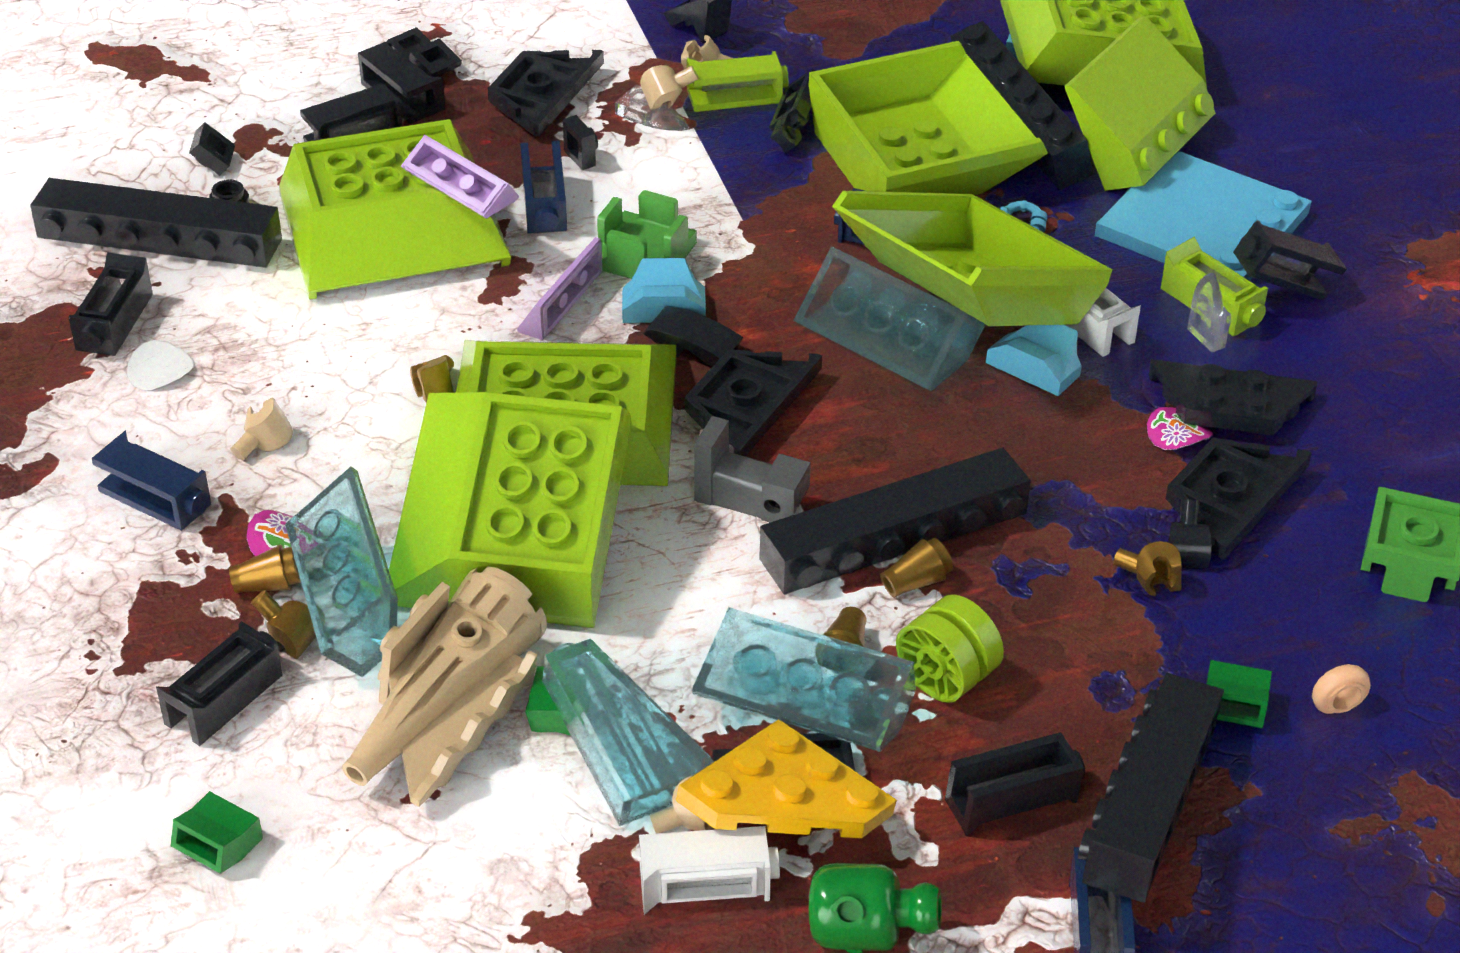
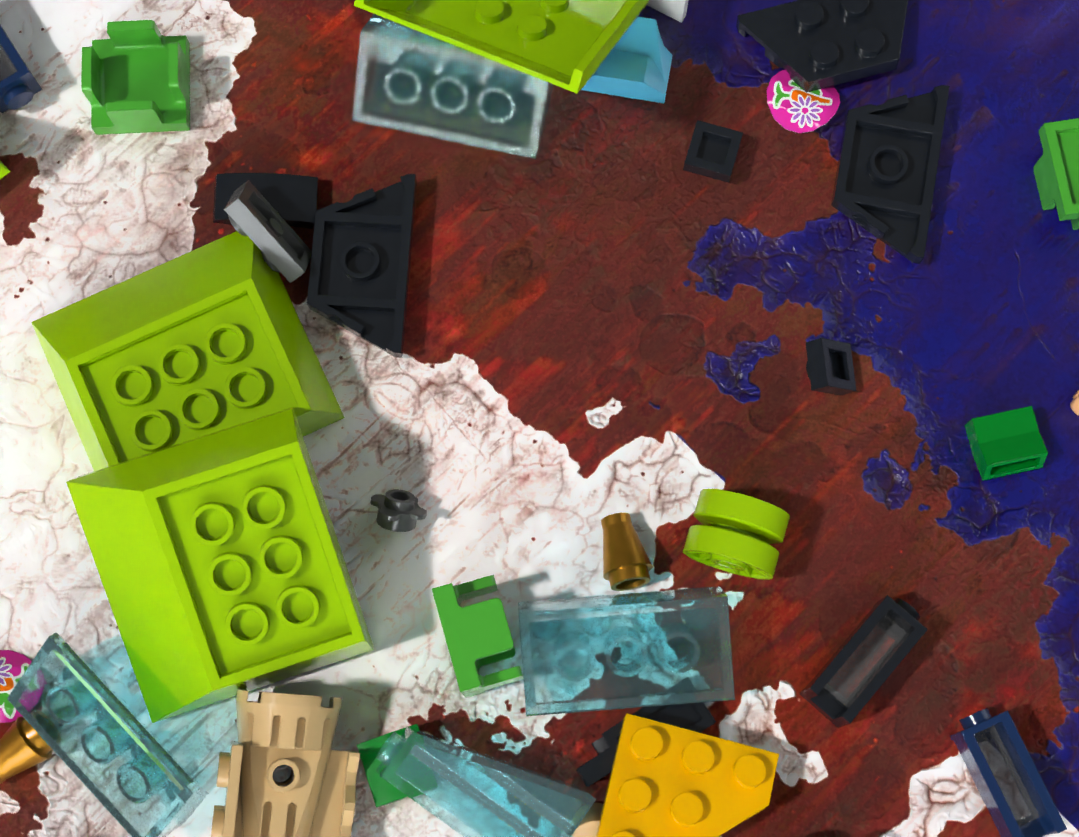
camera: 25 degrees left, 35 degrees up
(287, 623) = (77, 811): pearl gold piece -> none
(432, 376) = (32, 395): pearl gold piece -> none
(564, 292) = (93, 196): lavender slope -> none
(661, 284) = (198, 146): medium azure slope -> none
(672, 542) = (398, 510): none -> dark grey plate
(677, 596) = (476, 635): none -> bright green panel
(678, 326) = (278, 242): none -> dark grey plate
(745, 482) = (432, 392): dark grey piece -> none
(893, 520) = (597, 372): black brick -> none
(919, 567) = (647, 425): pearl gold cone -> none
(1080, 428) = (712, 151): none -> black plate
(1102, 587) = (830, 366): none -> black plate
(1150, 787) = (1001, 625): black brick -> none
(1155, 564) = (865, 306): pearl gold piece -> none
(1191, 538) = (882, 258): black piece -> none

